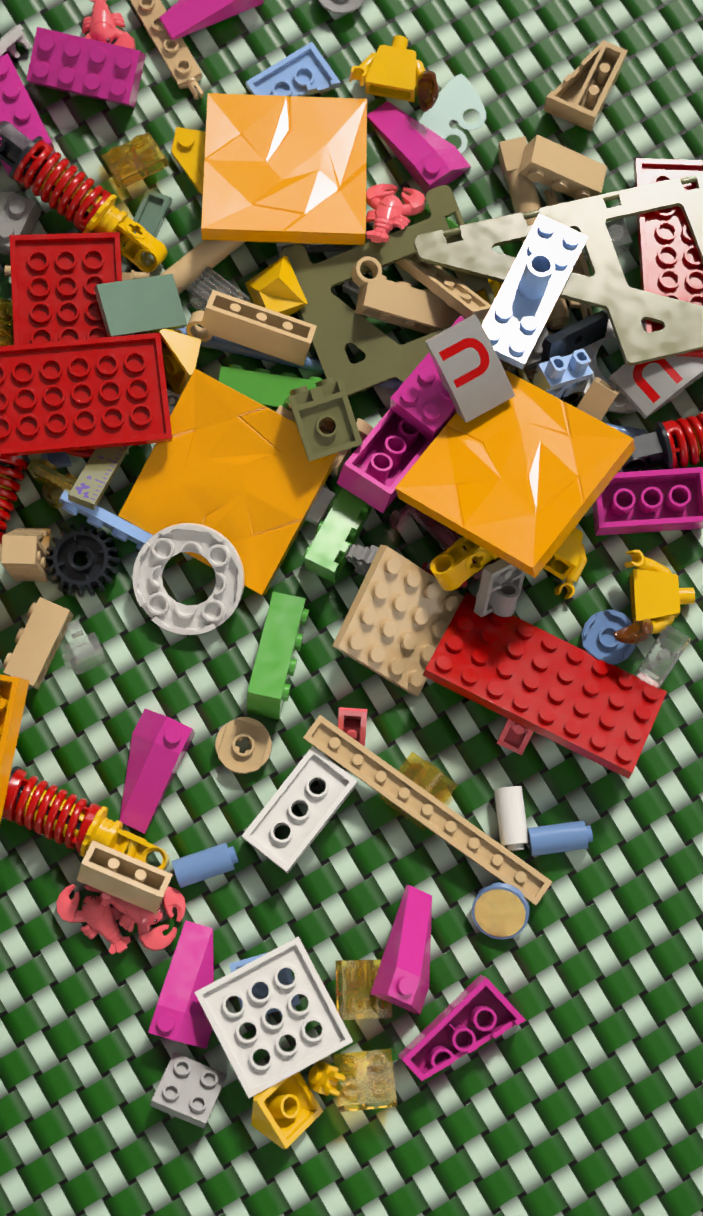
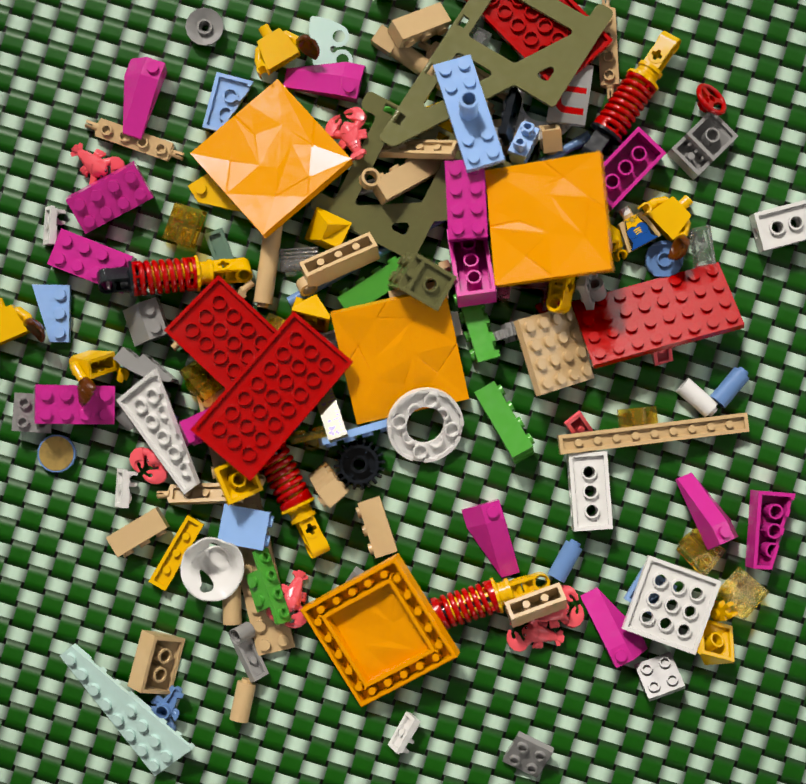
camera: 40 degrees left, 10 degrees up
(84, 651) = (404, 509): clear brick -> none
(140, 306) = (267, 305): sand green tile -> none
(236, 731) = (539, 488): tan plate -> none
(469, 368) = (480, 188): light grey slope -> none
(500, 911) = (734, 450): pearl gold tile -> none
(605, 578) = (636, 230): none -> torso

